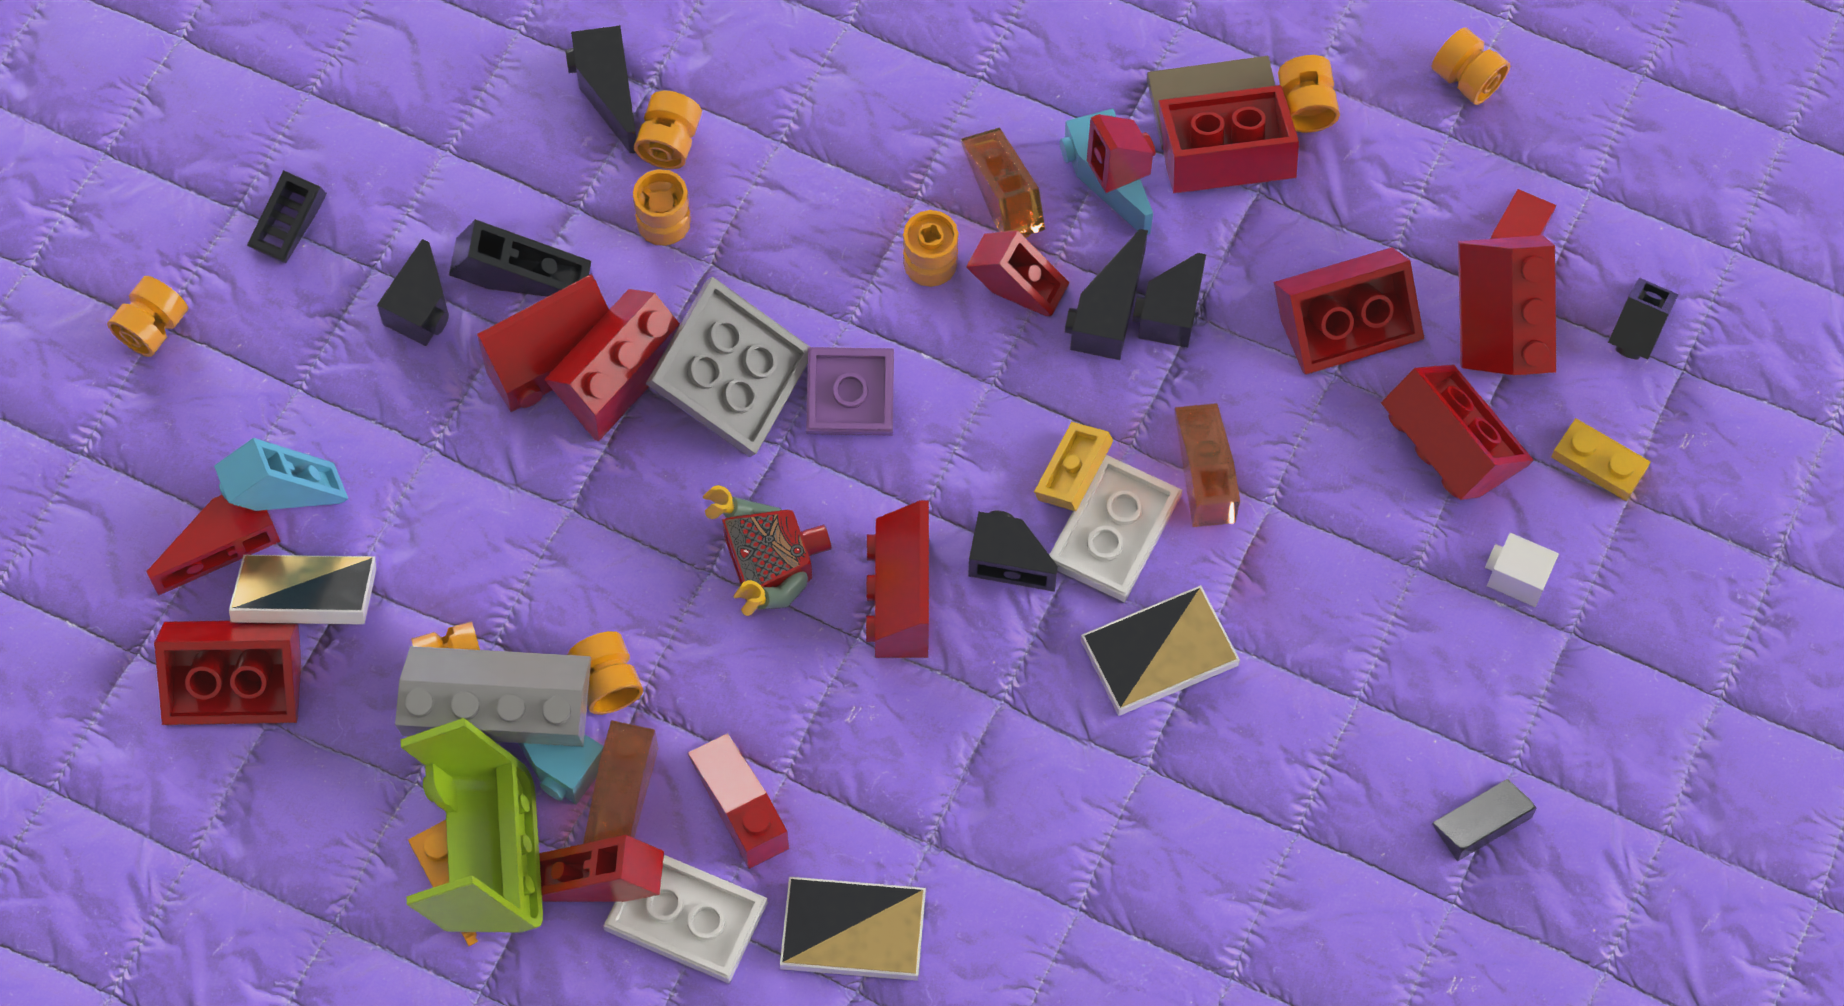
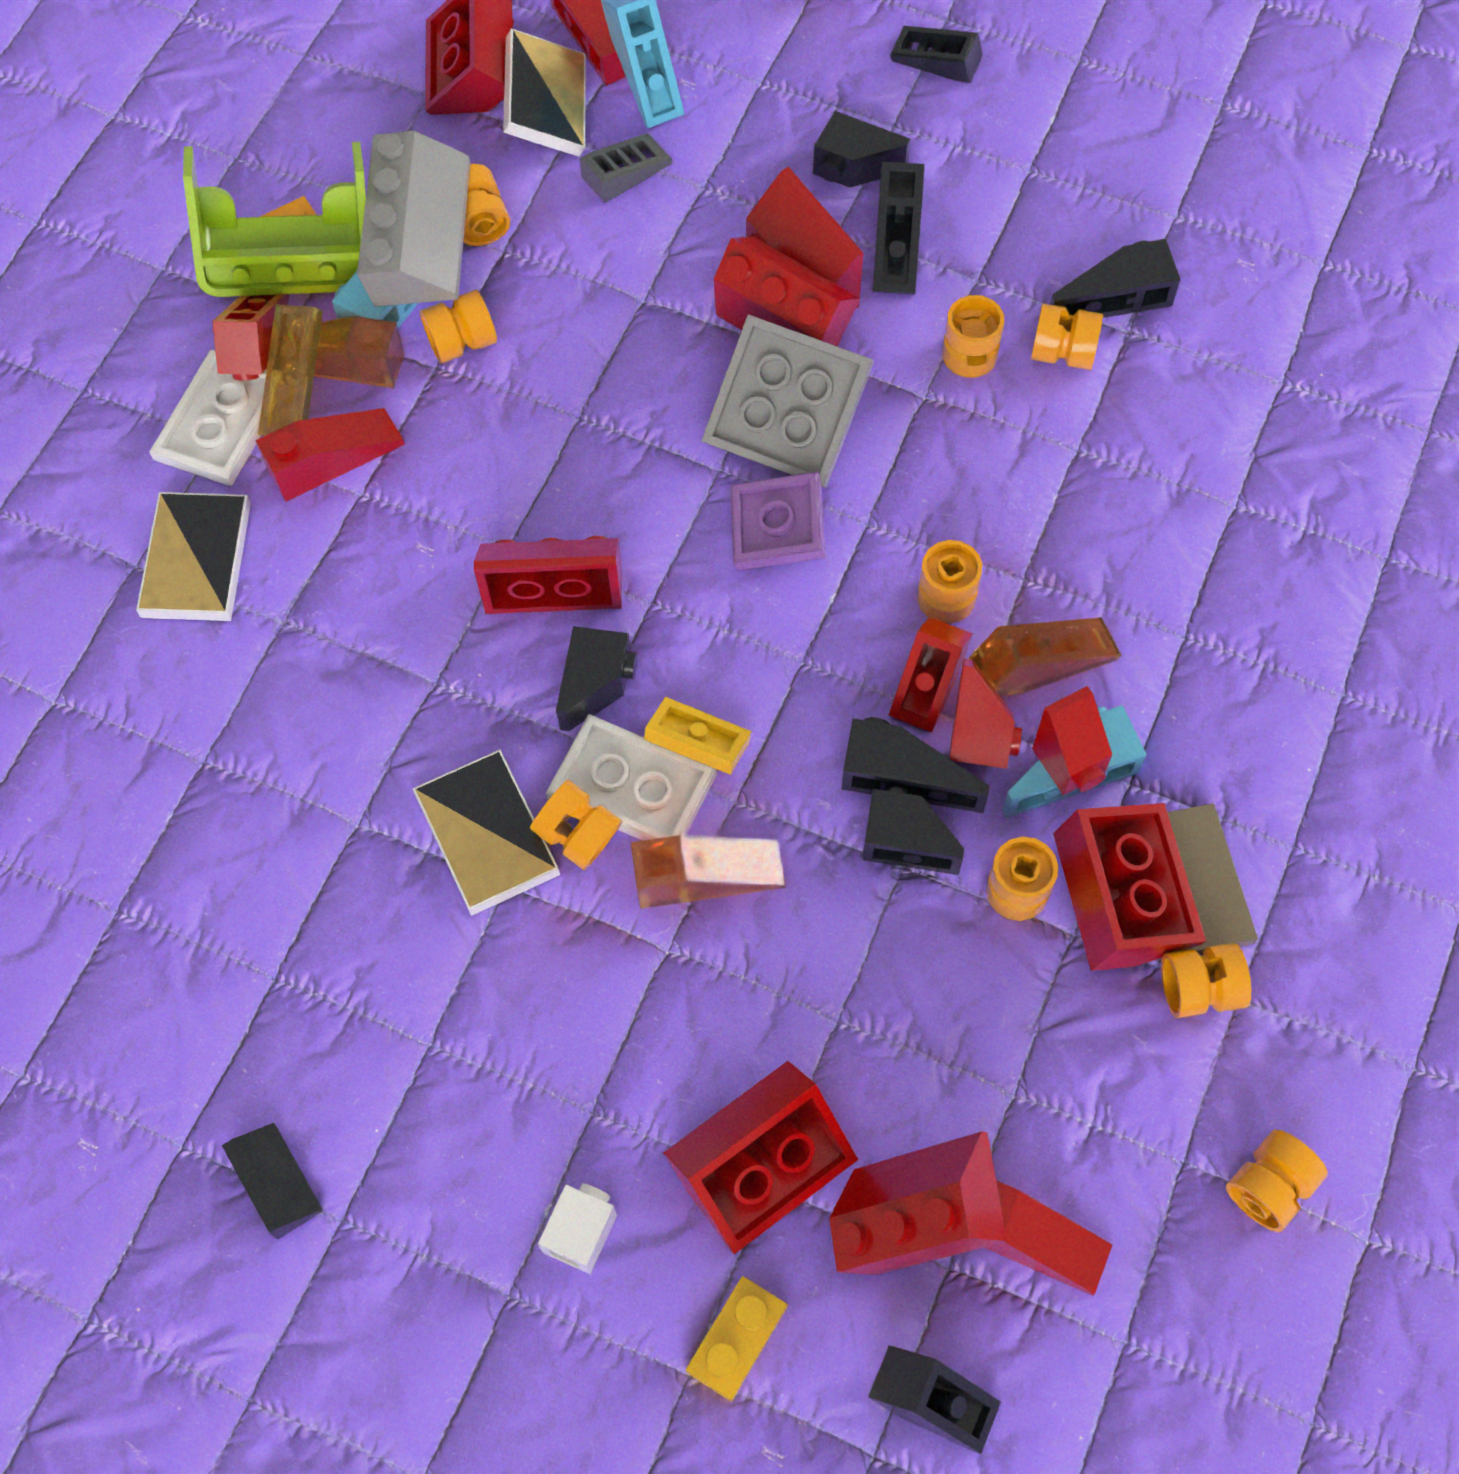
camera: 90 degrees right, 0 degrees up
(418, 543) = (611, 184): none -> dark grey slope
(673, 831) = (290, 366): none -> clear yellow plate
(766, 549) = (587, 453): torso -> none
(1078, 234) = (982, 722): none -> red slope
(1166, 562) = (588, 837): none -> light orange wheel
(1220, 216) = (1021, 878): none -> light orange wheel
(1350, 309) = (915, 1029): red slope -> none

